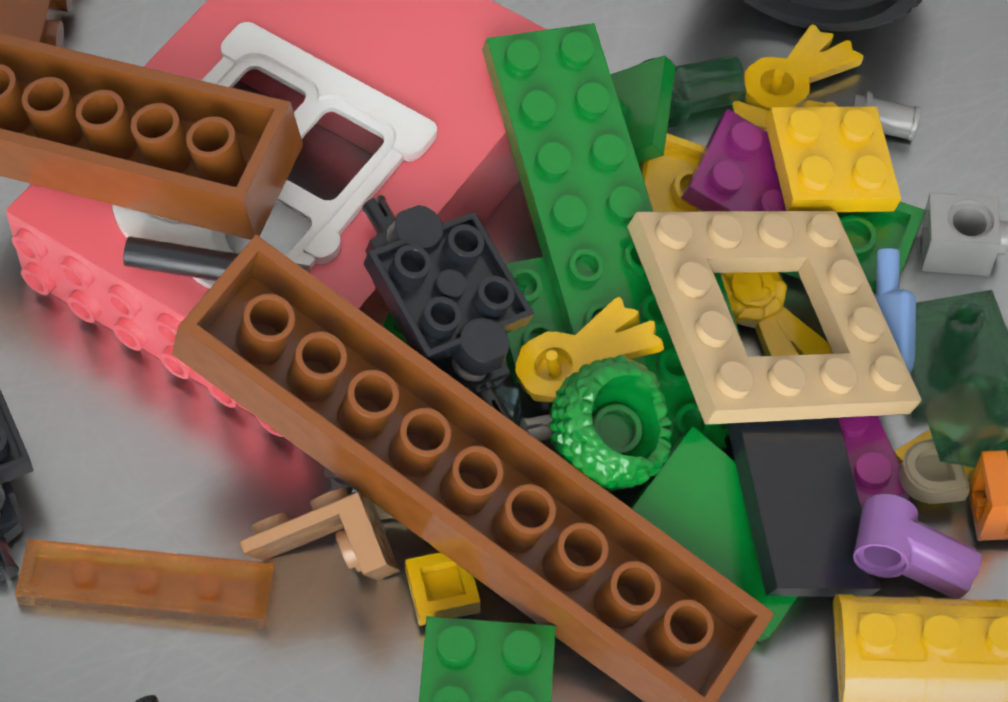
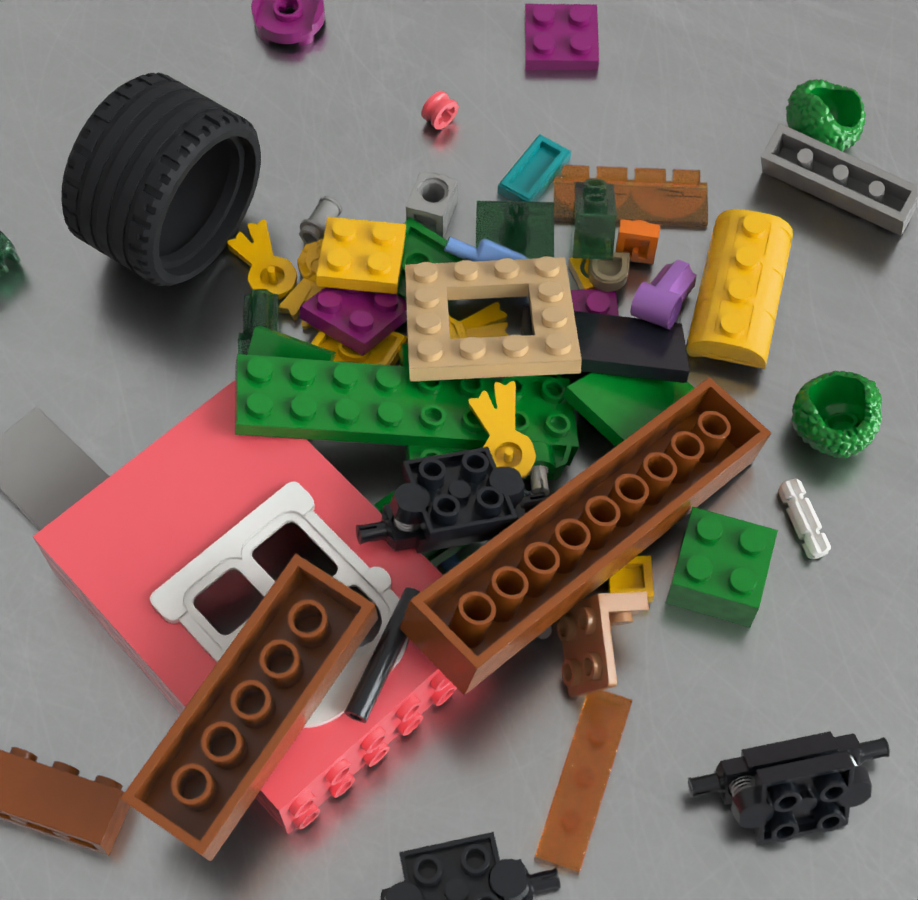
camera: 75 degrees left, 5 degrees up
(612, 423) = (572, 428): green hair -> none

